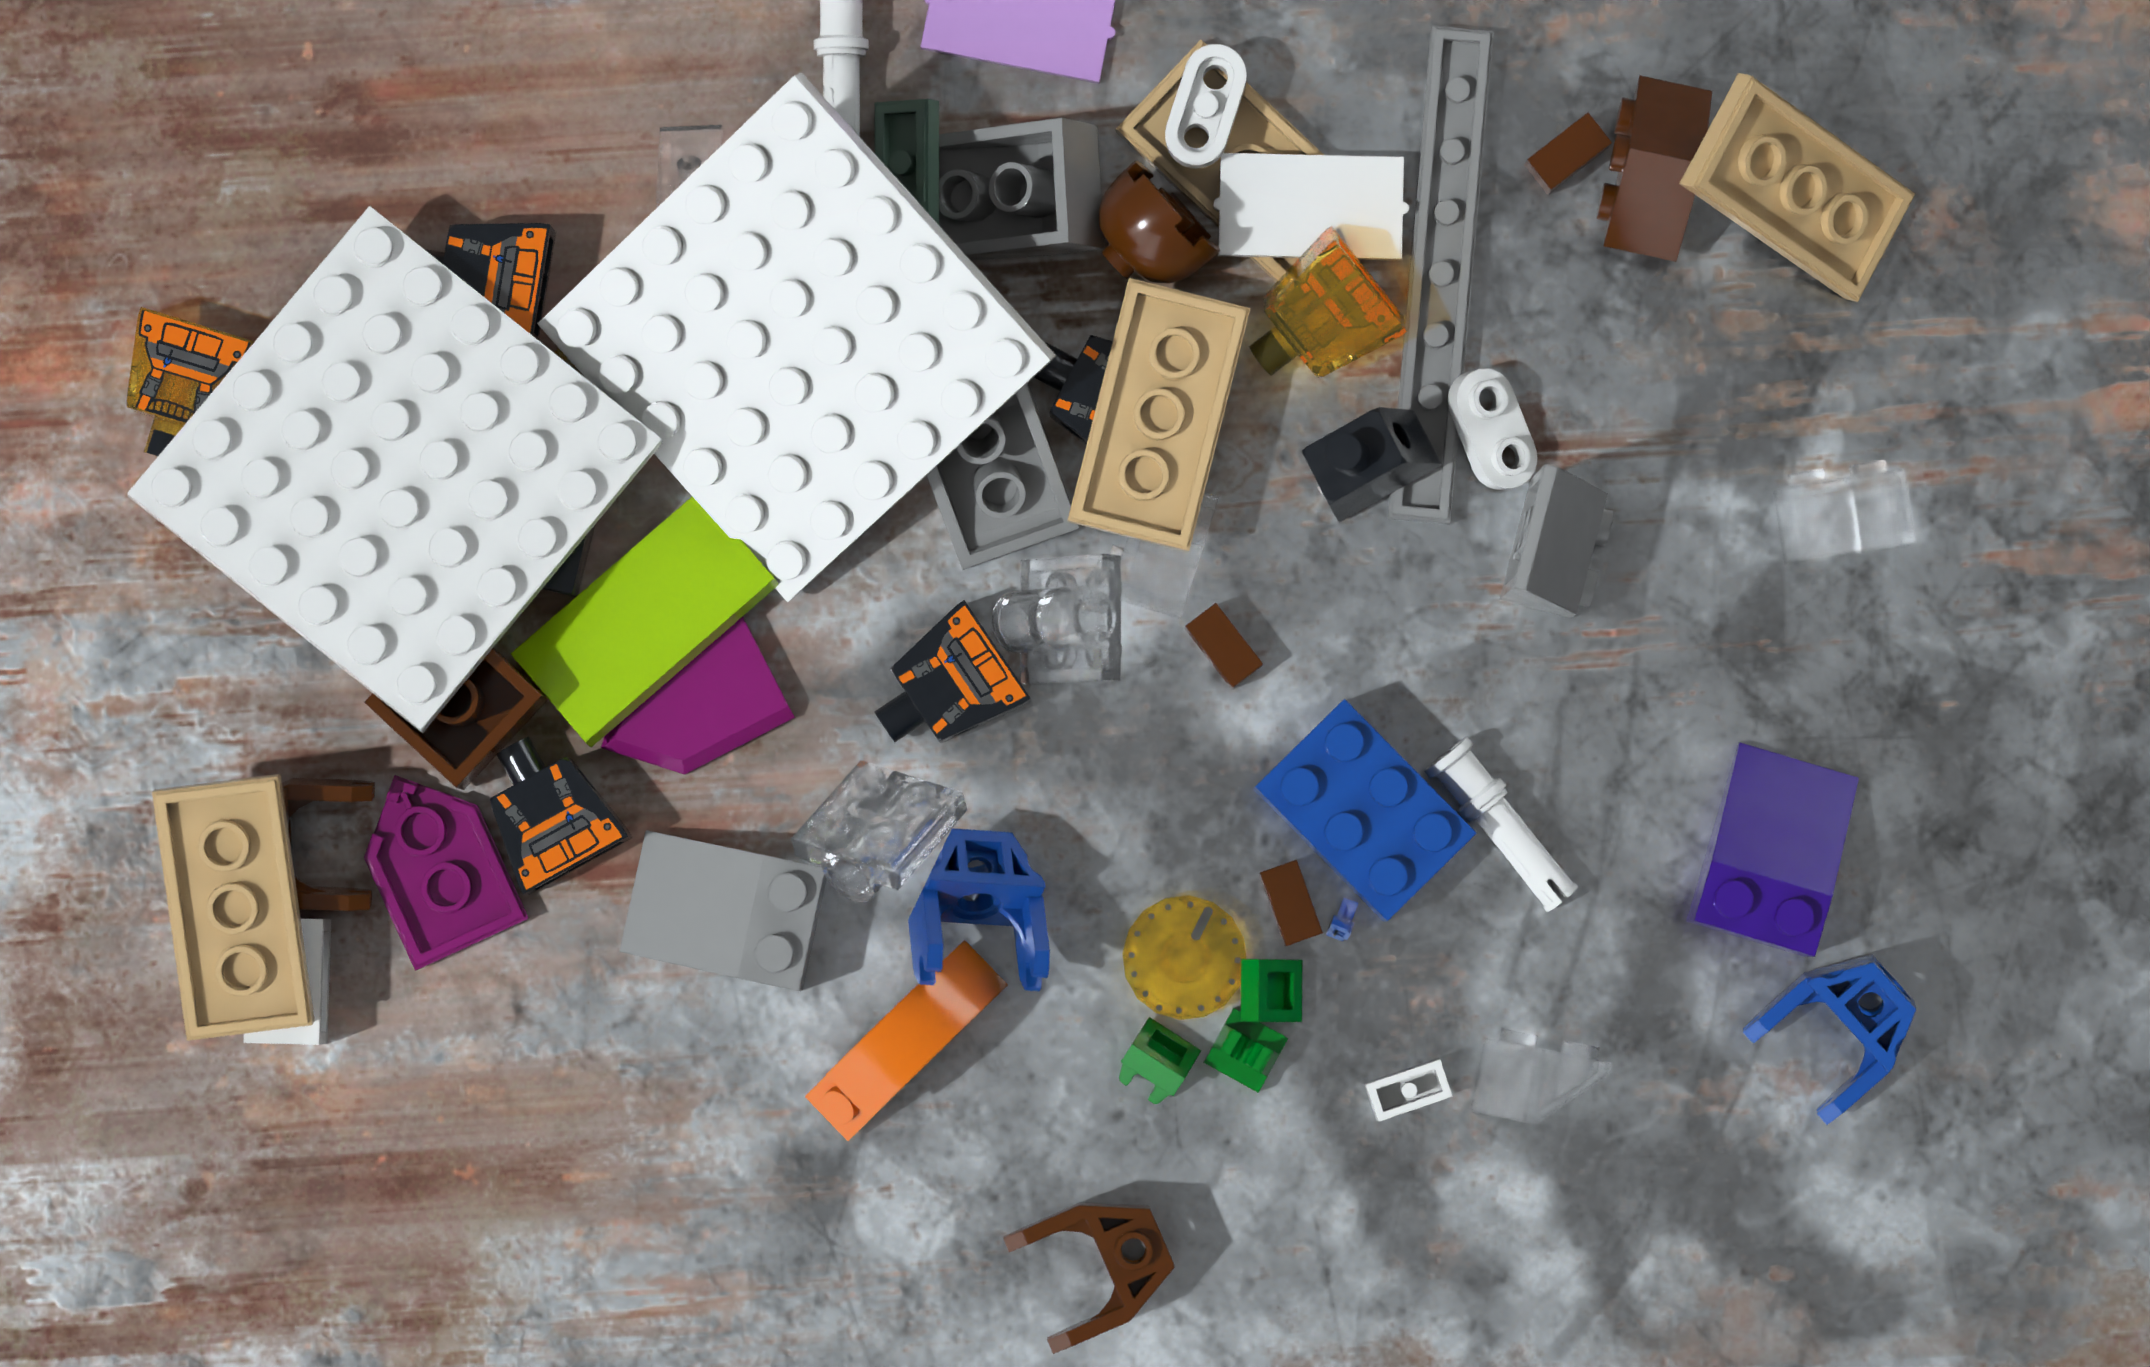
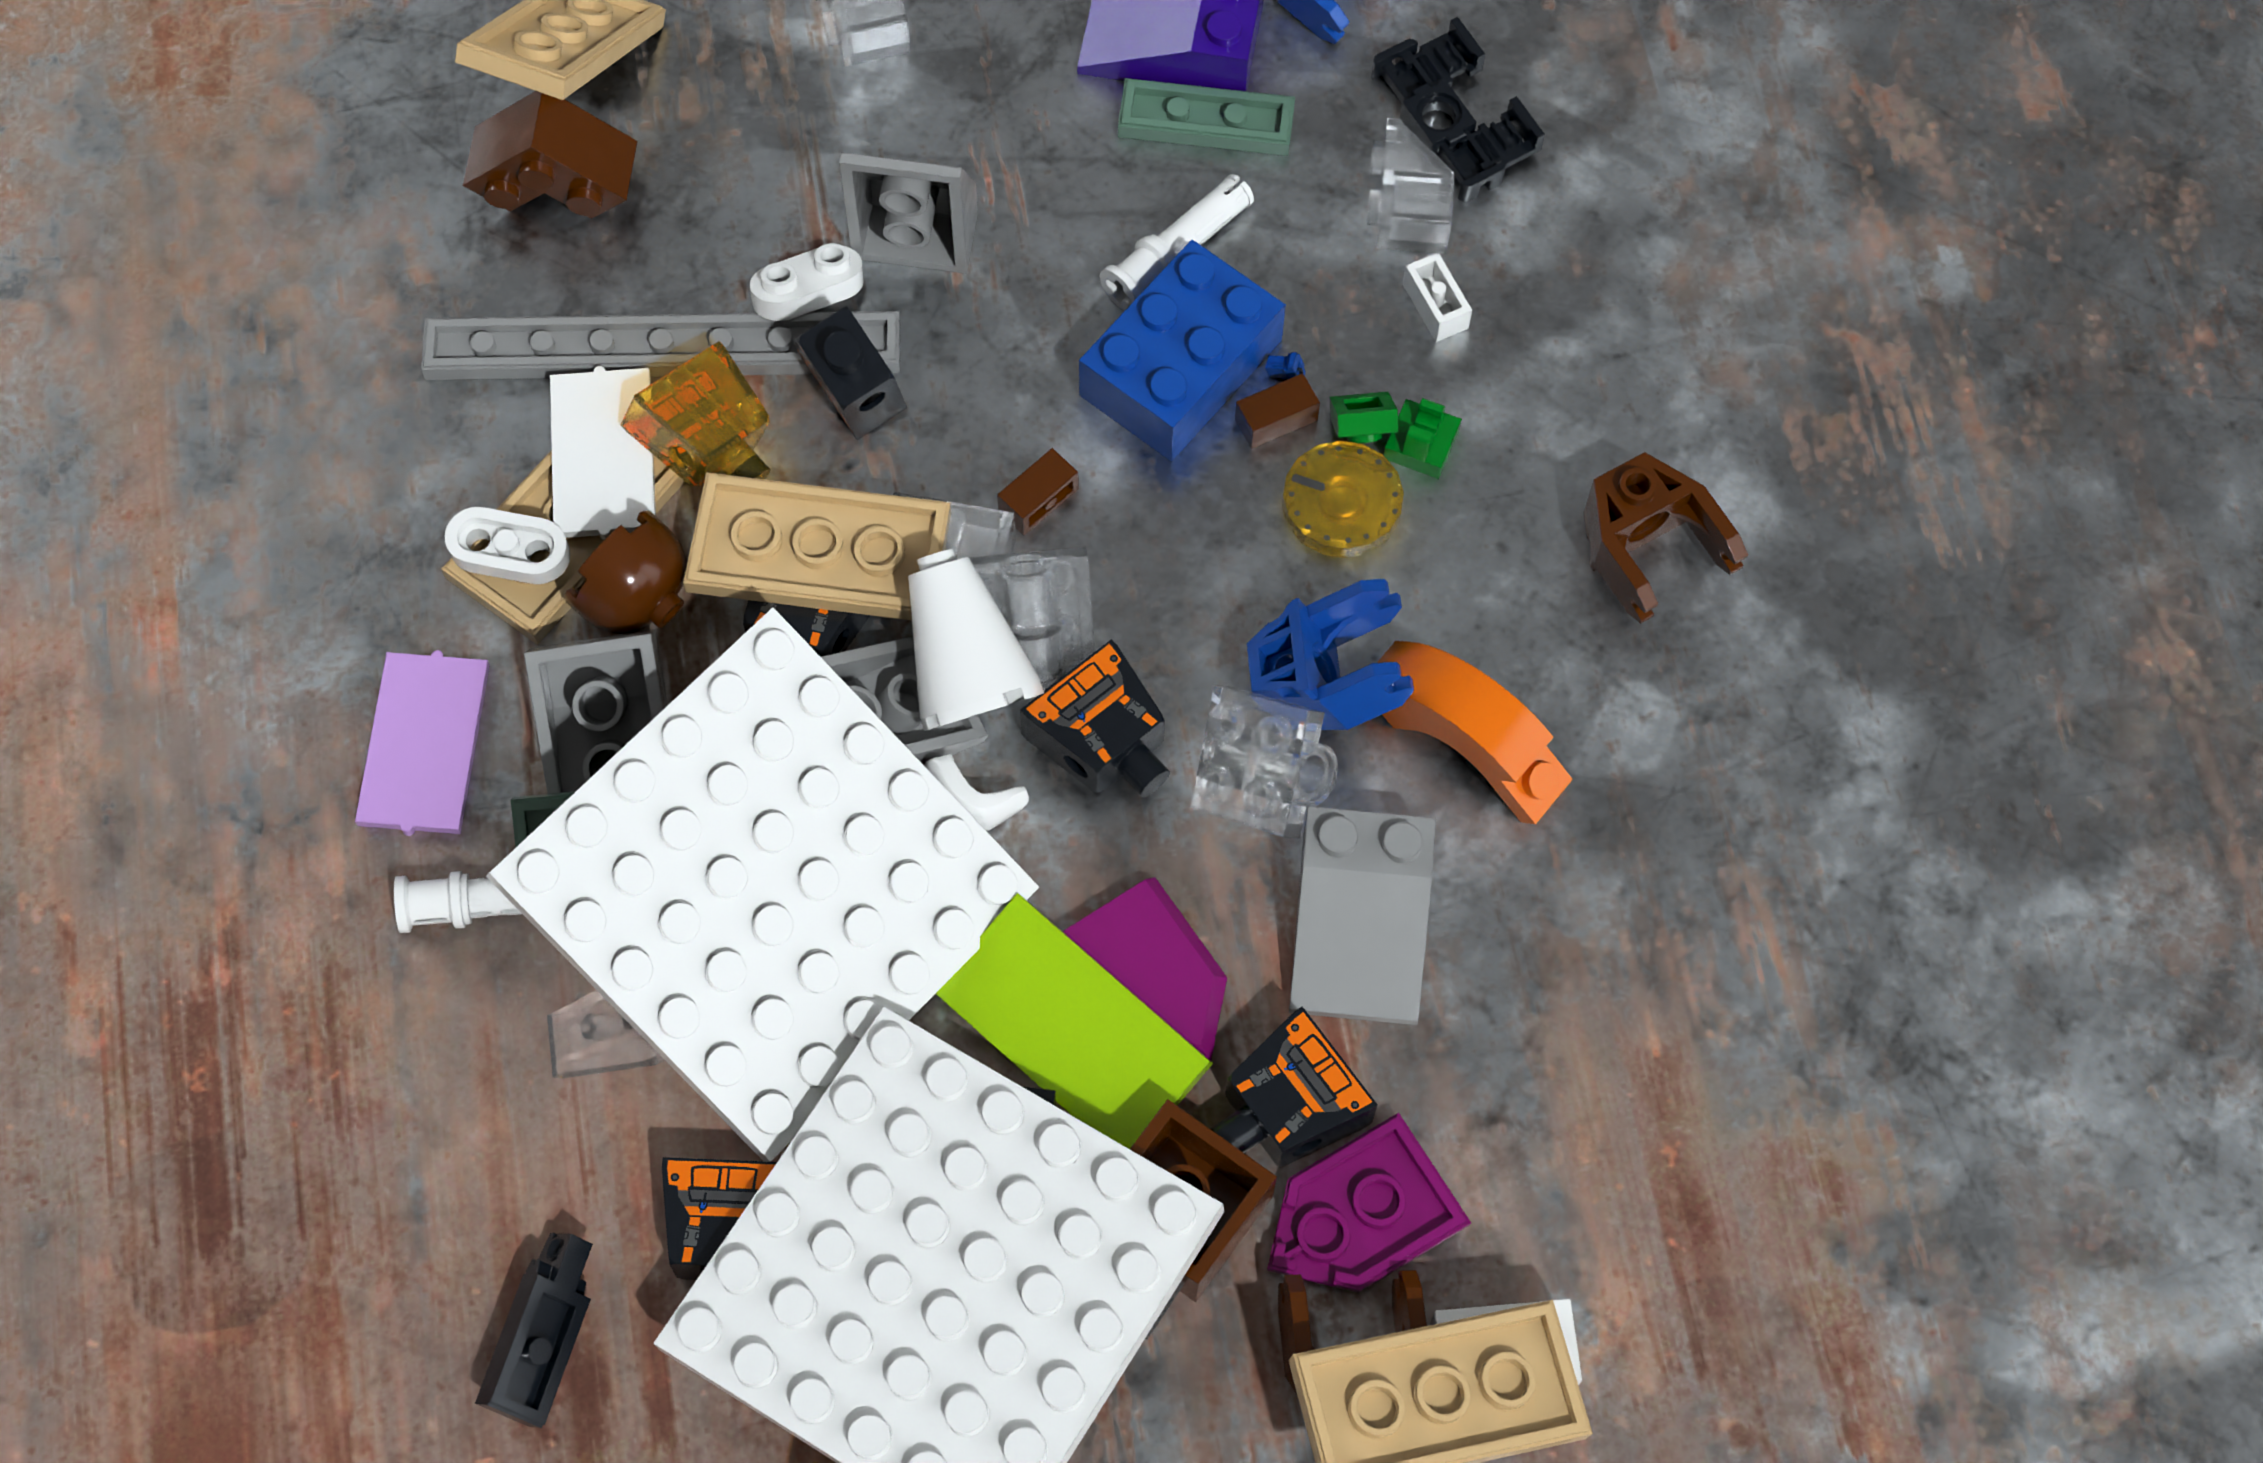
camera: 100 degrees left, 20 degrees down
(412, 104) = (538, 1333): none -> black hinge
(885, 533) = (985, 808): none -> white hair
(1014, 549) = (963, 644): none -> white cone
(1159, 1058) = (1443, 503): green tile -> none
(1568, 153) = (540, 247): reddish brown piece -> none
(1662, 875) = (1206, 117): none -> sand green tile
(1681, 1107) = (1424, 85): none -> black piece

